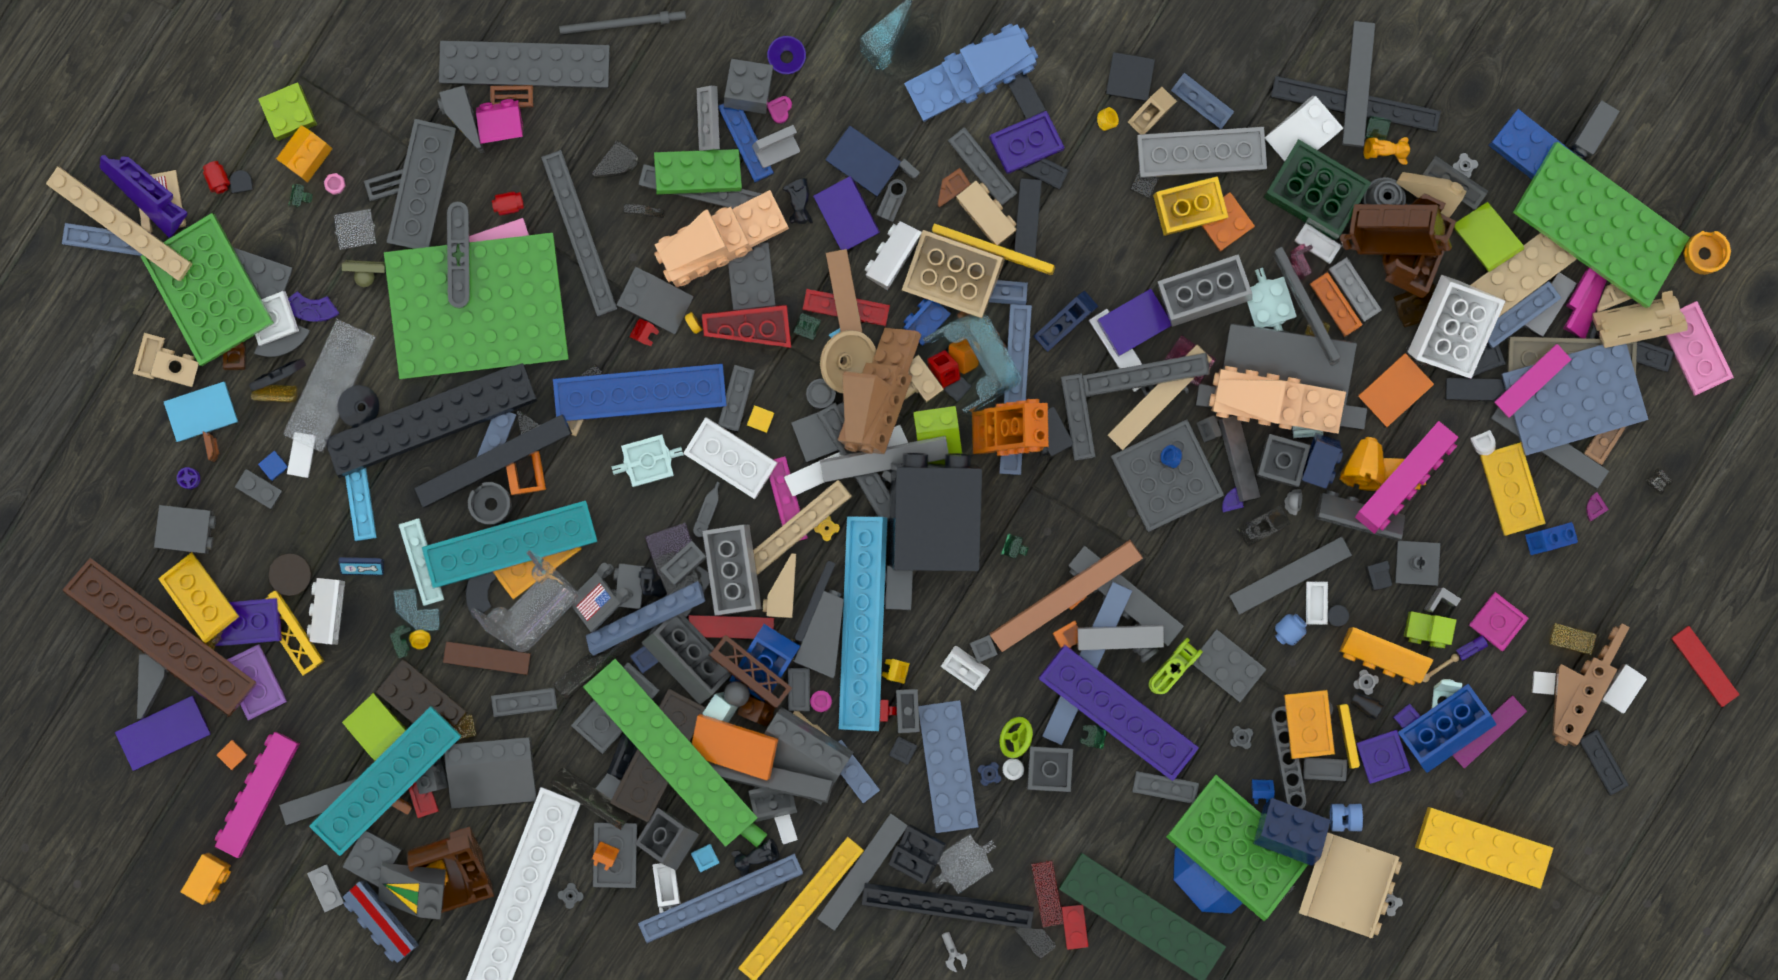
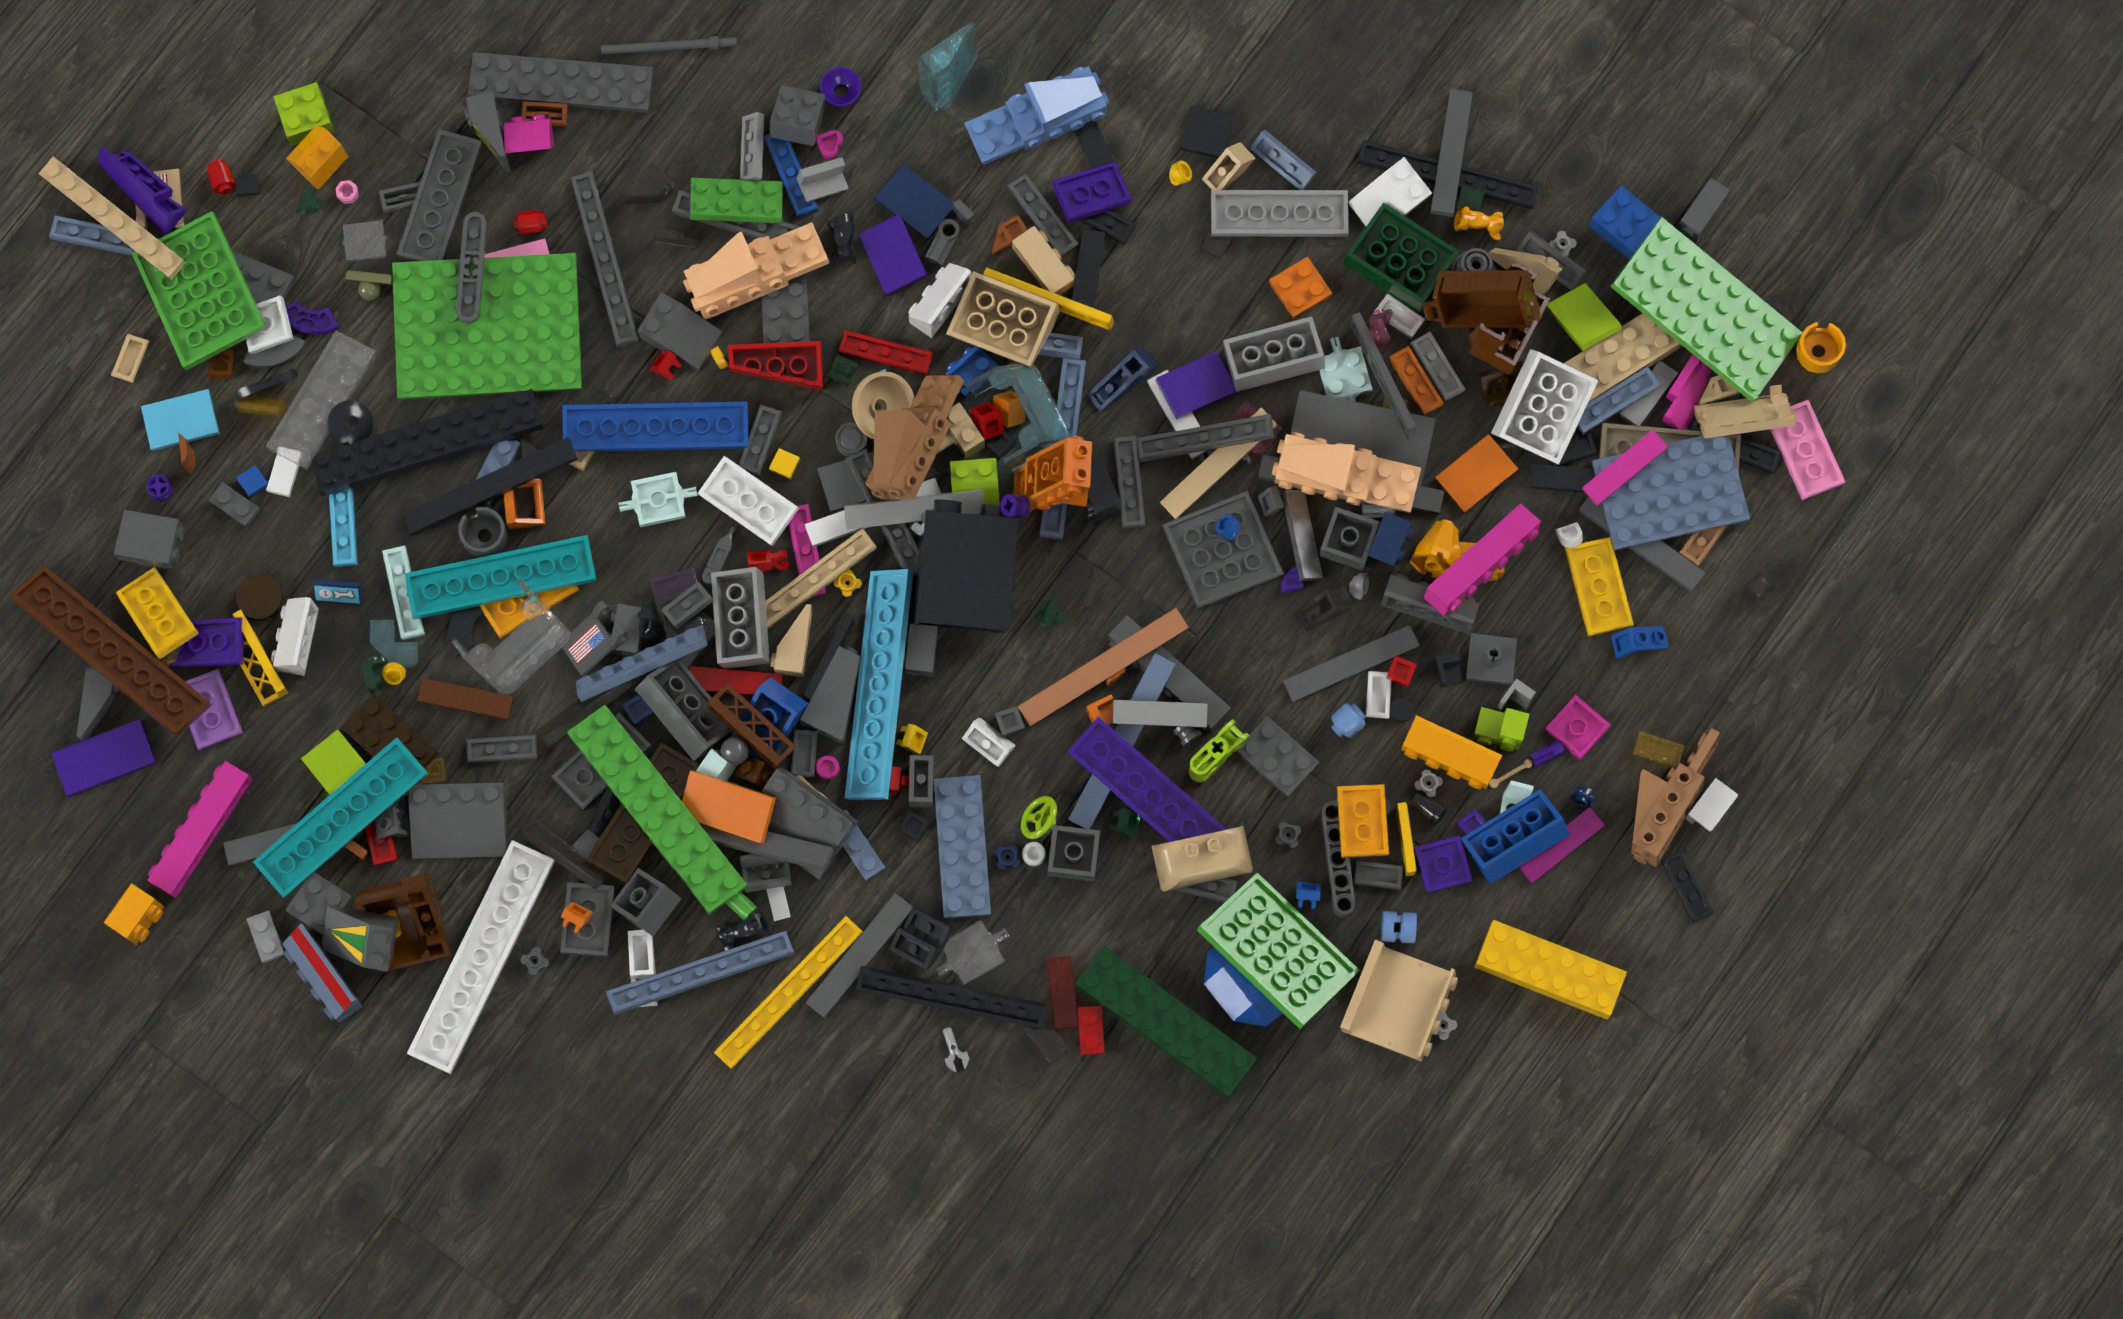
camera: 10 degrees right, 10 degrees down
(161, 367) = (166, 380): tan brick -> none
(232, 754) = (177, 786): orange tile -> none
(705, 857) = (687, 929): medium azure tile -> none
(748, 512) = (765, 560): none -> red plate
(843, 290) = (883, 331): medium nougat tile -> none
(977, 456) = (1015, 506): none -> dark purple wheel
(1166, 767) = (1202, 858): none -> tan hips
(1190, 206) = (1263, 266): yellow slope -> none
(1291, 831) = (1337, 937): dark blue brick -> none
(1336, 581) = (1401, 671): none -> red tile
(1506, 686) = (1583, 796): none -> dark blue plate
(1543, 683) = (1624, 796): white tile -> none
(1595, 507) = (1689, 611): magenta tile -> none
(1705, 666) = (1803, 789): red tile -> none

